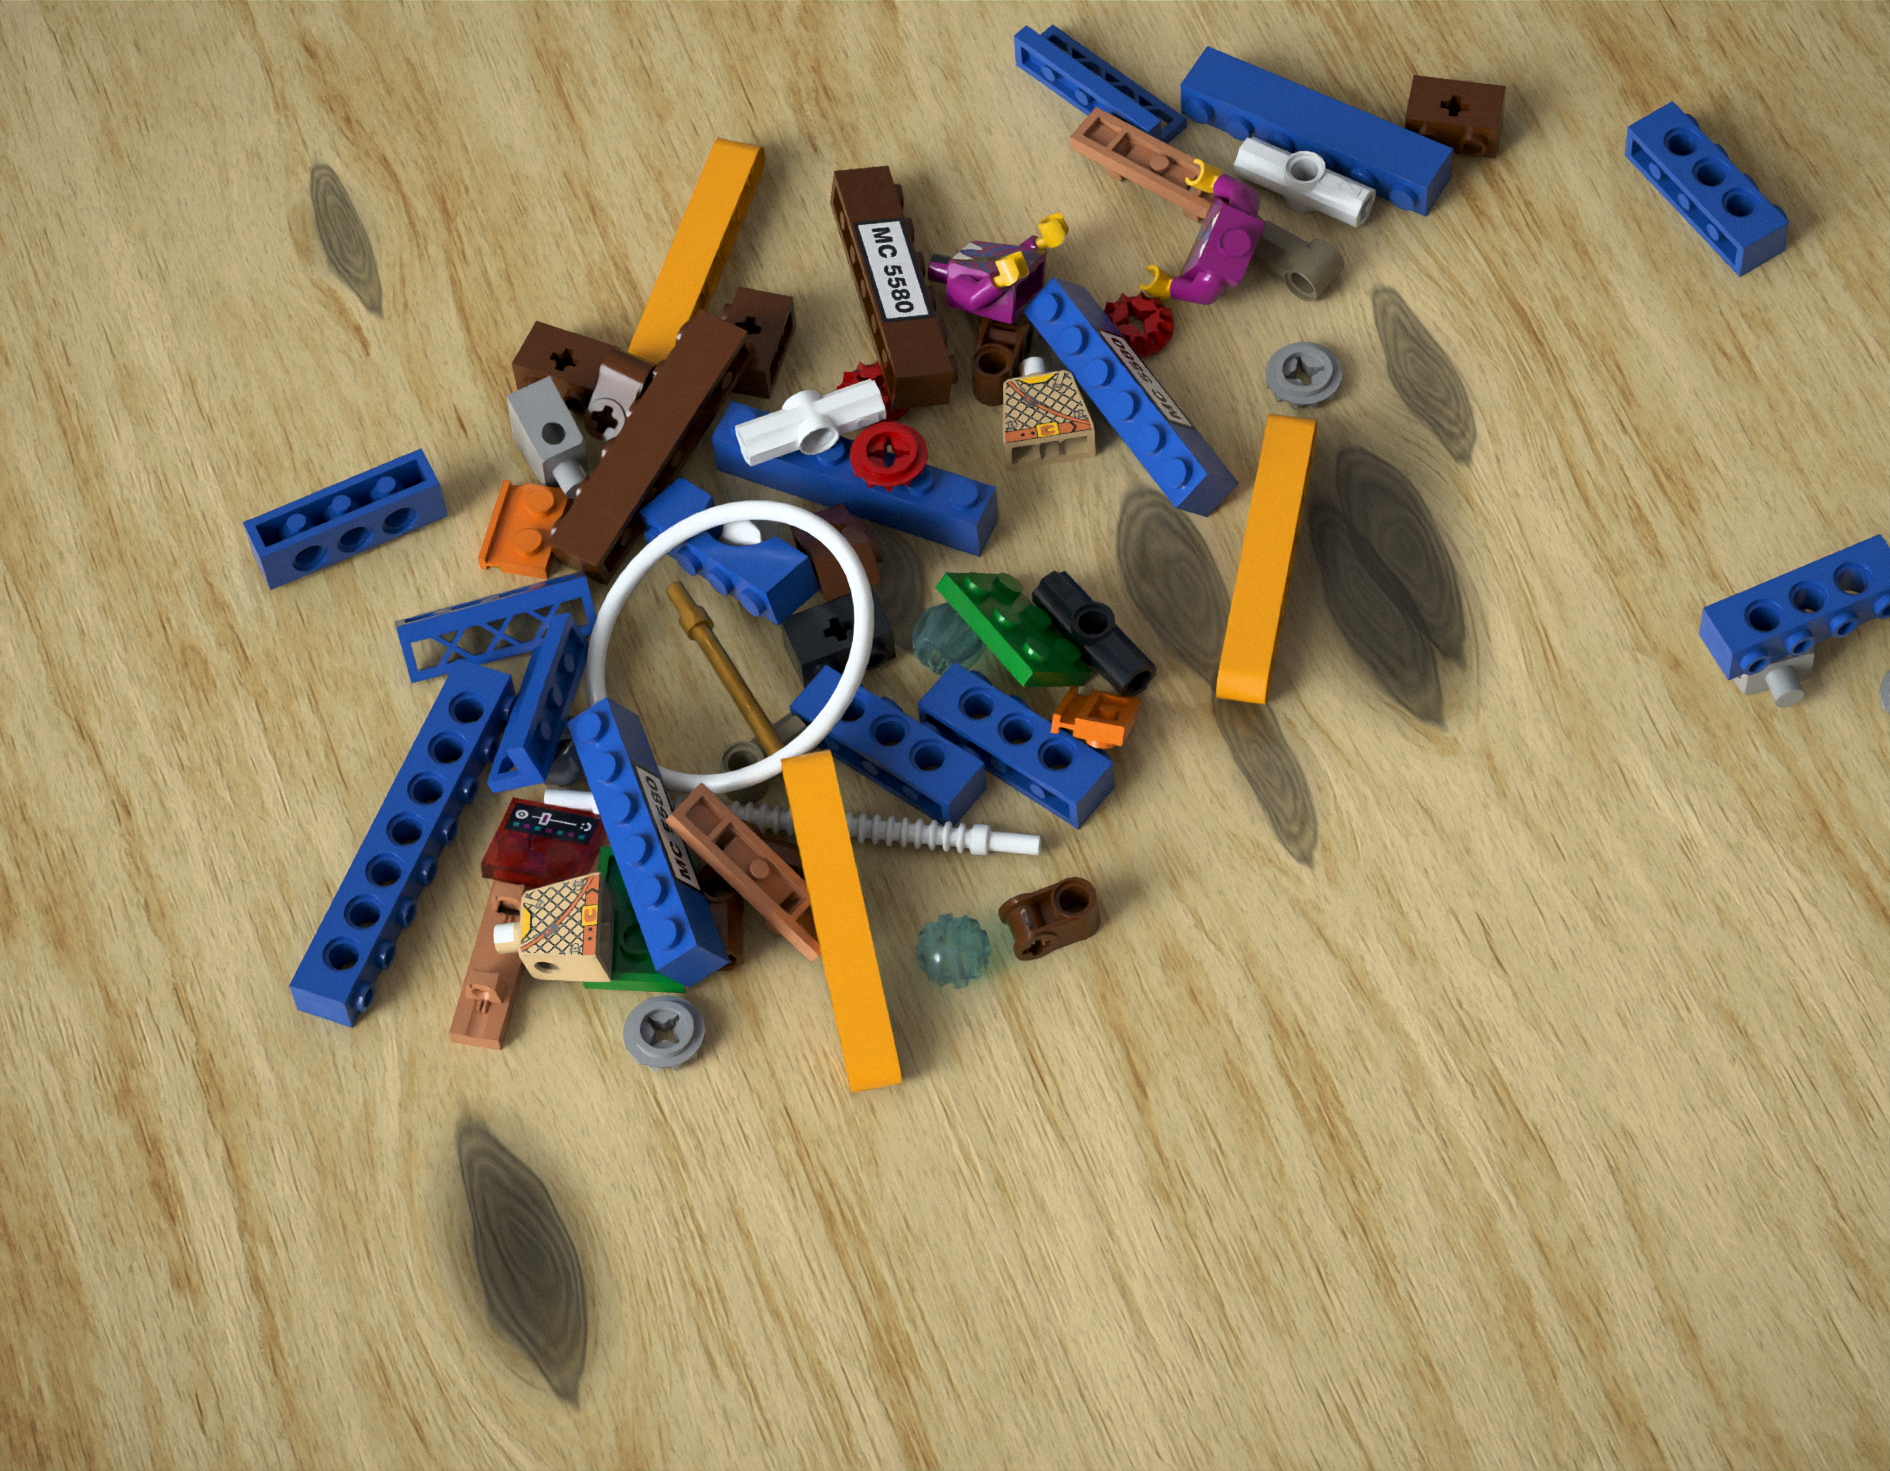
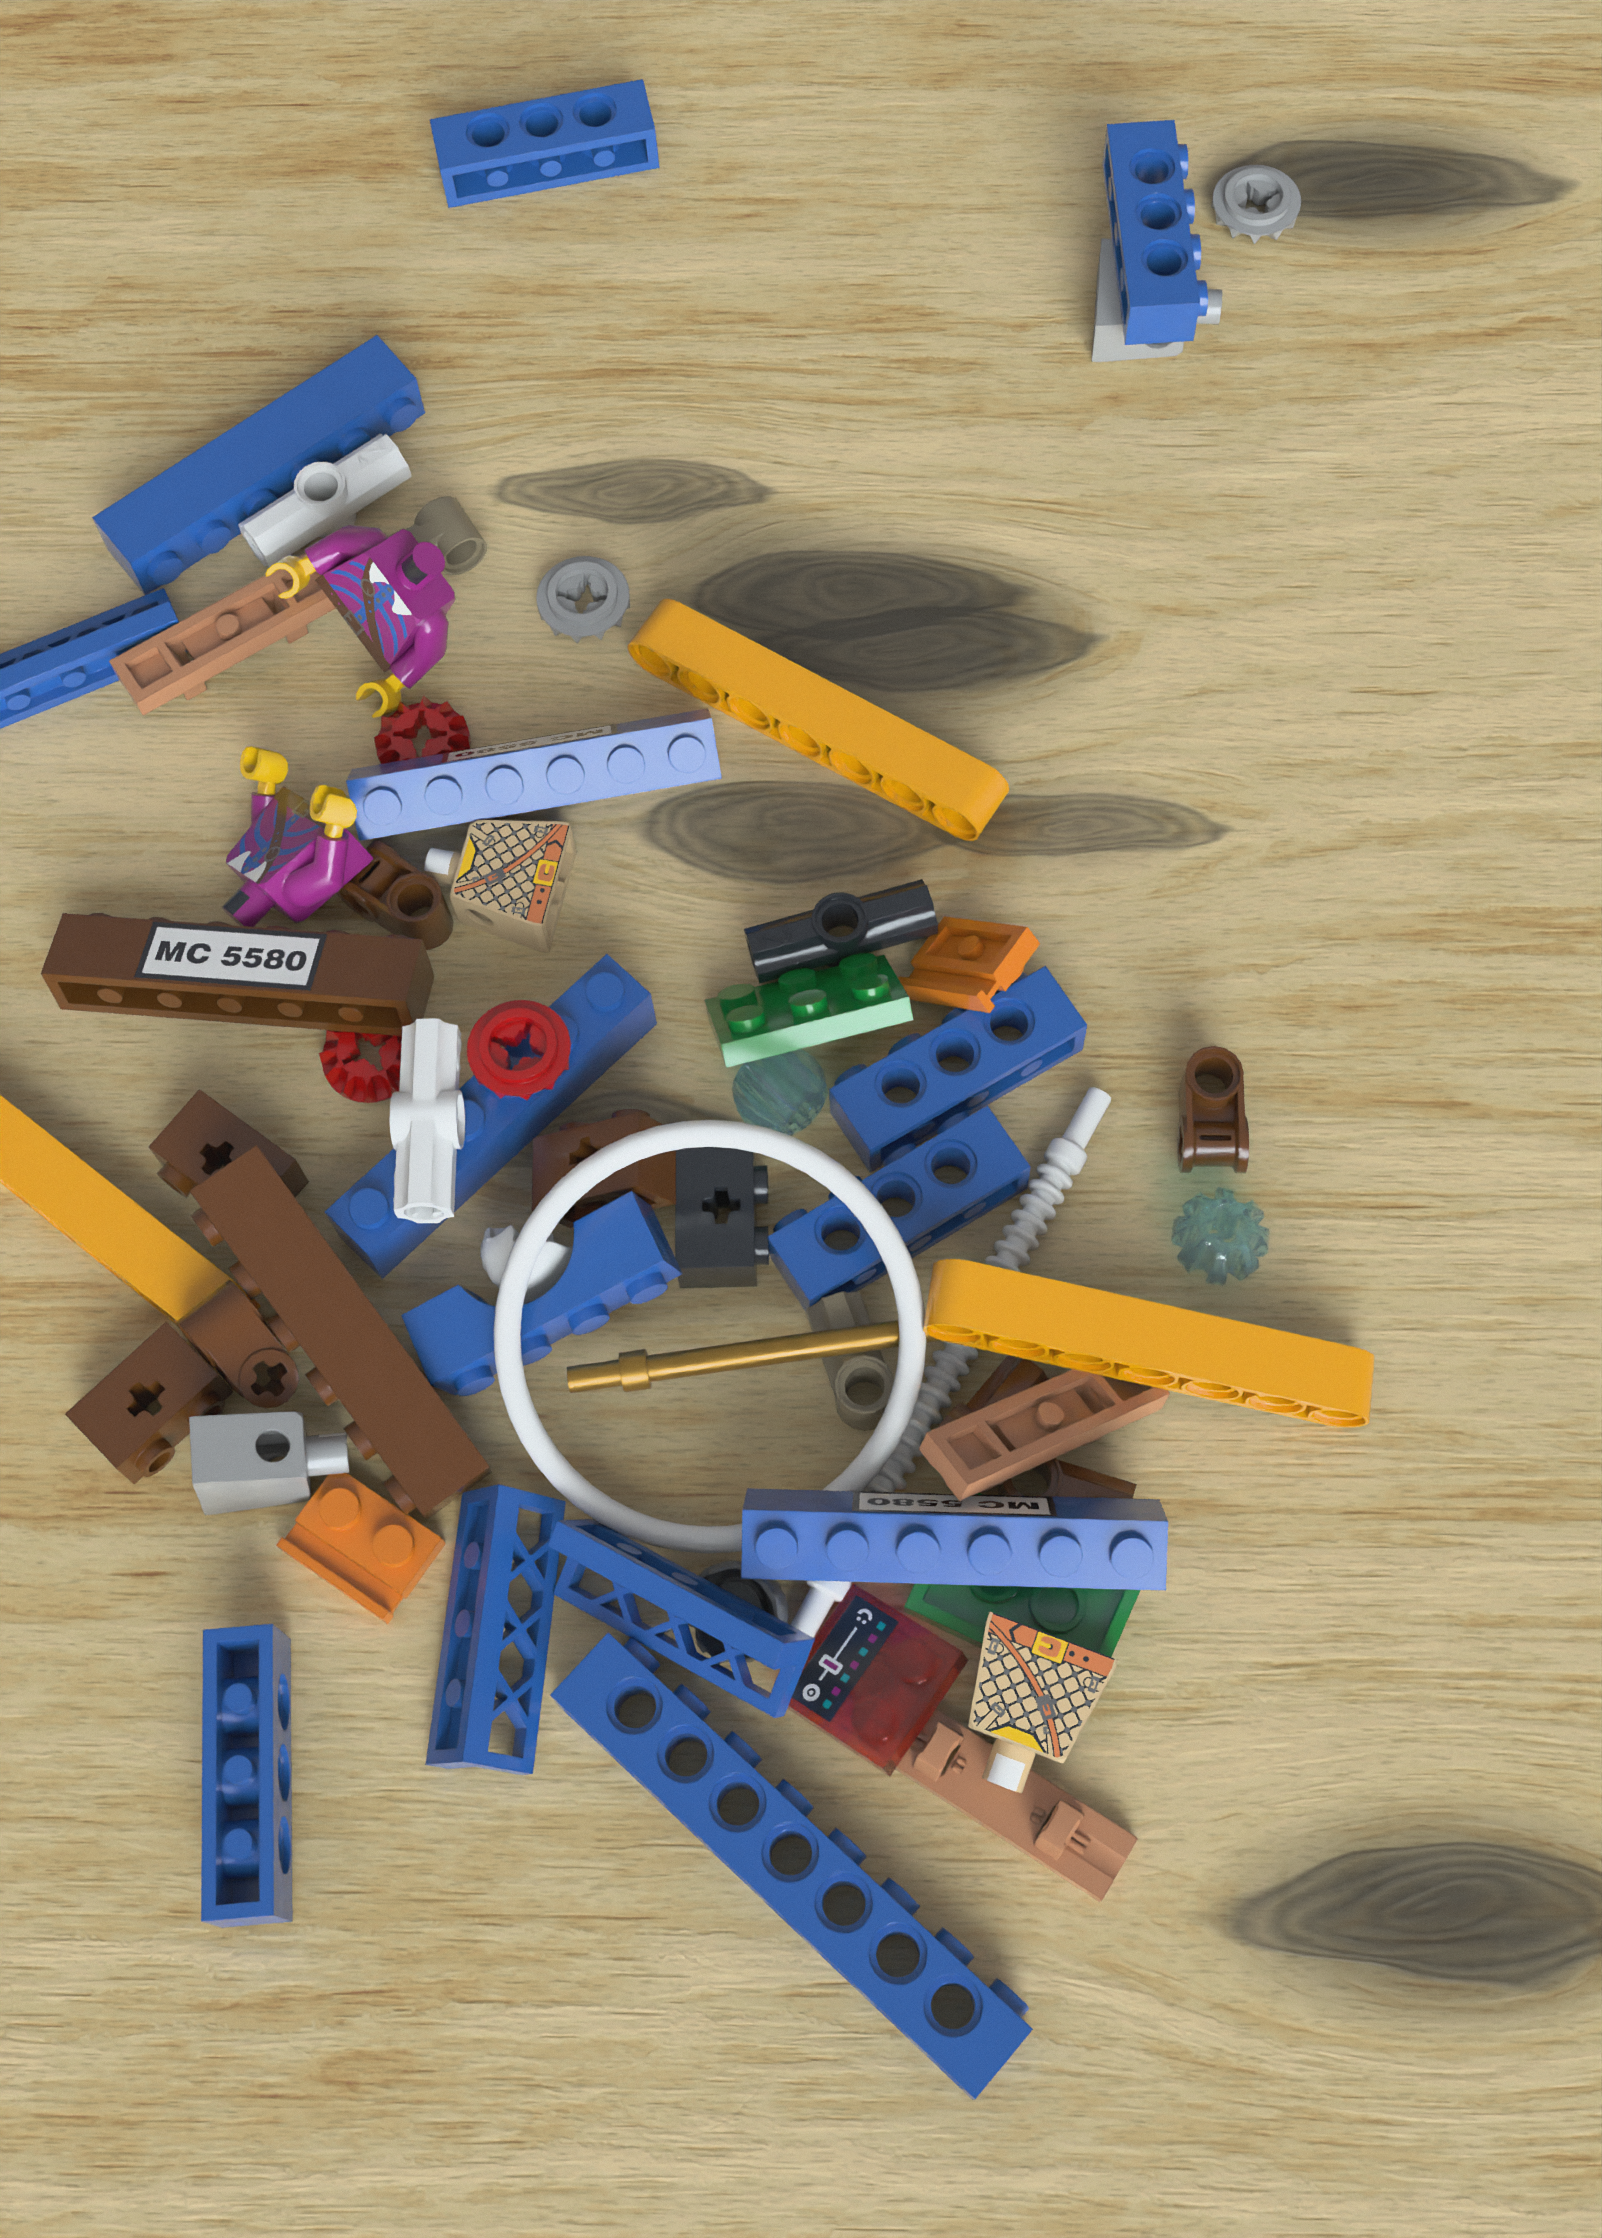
camera: 70 degrees left, 10 degrees up
(663, 1014) = (1207, 1591): light grey gear -> none
(1457, 114) = (319, 323): reddish brown brick -> none

